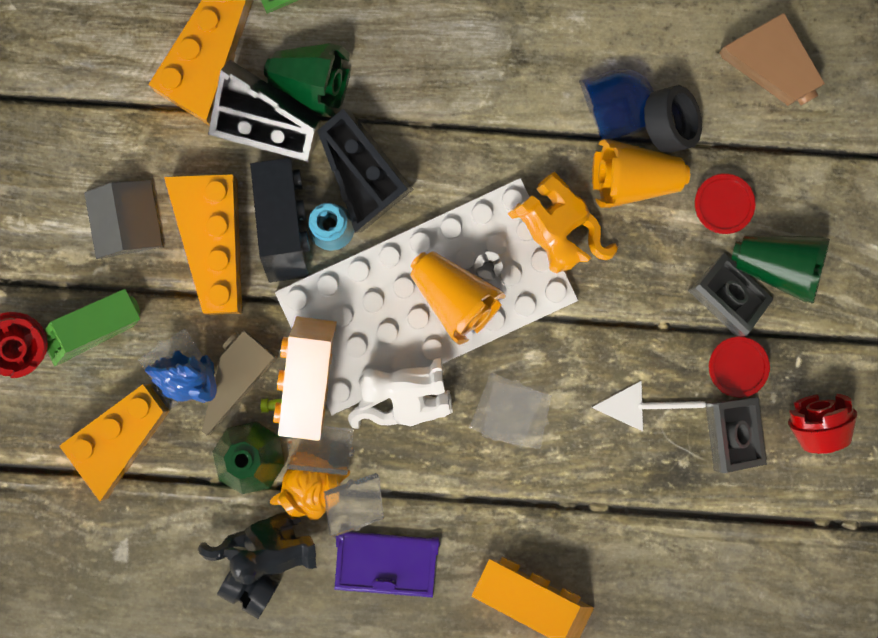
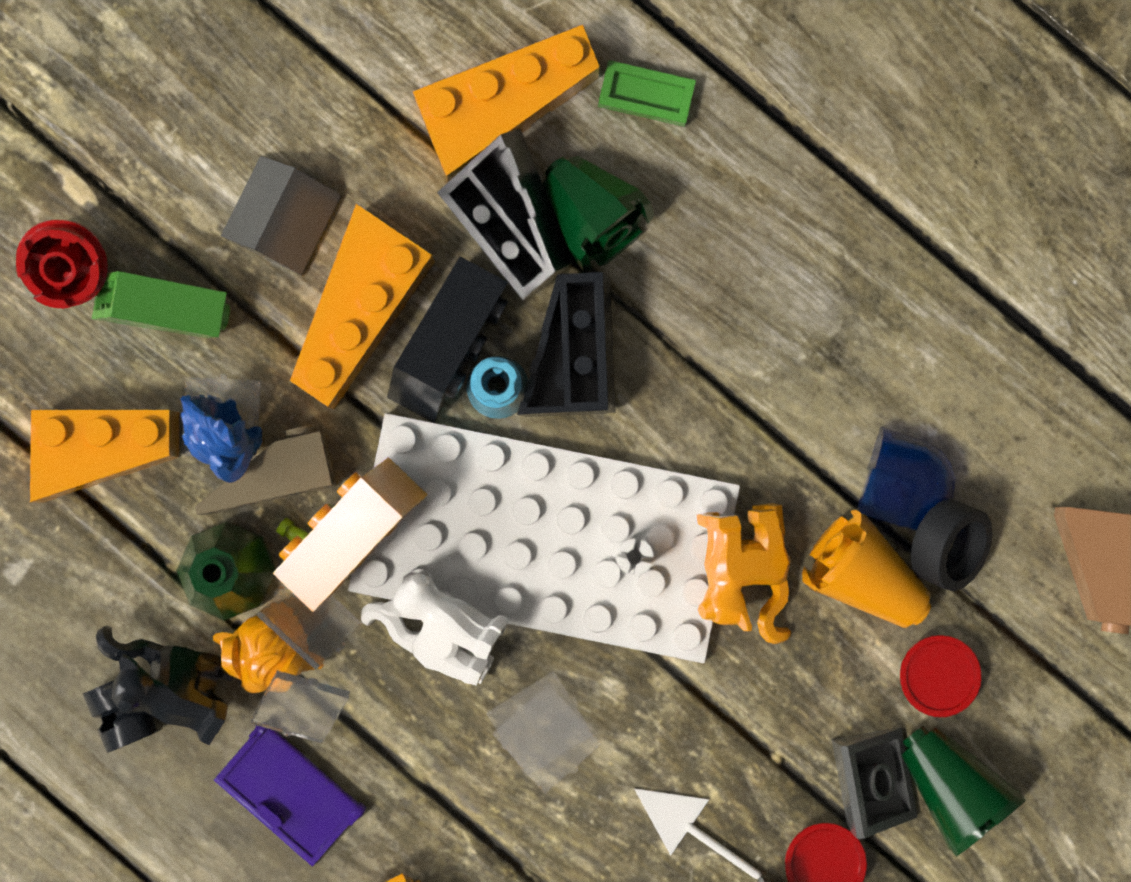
camera: 30 degrees right, 0 degrees up
(455, 295) = (575, 562): light orange cone -> none

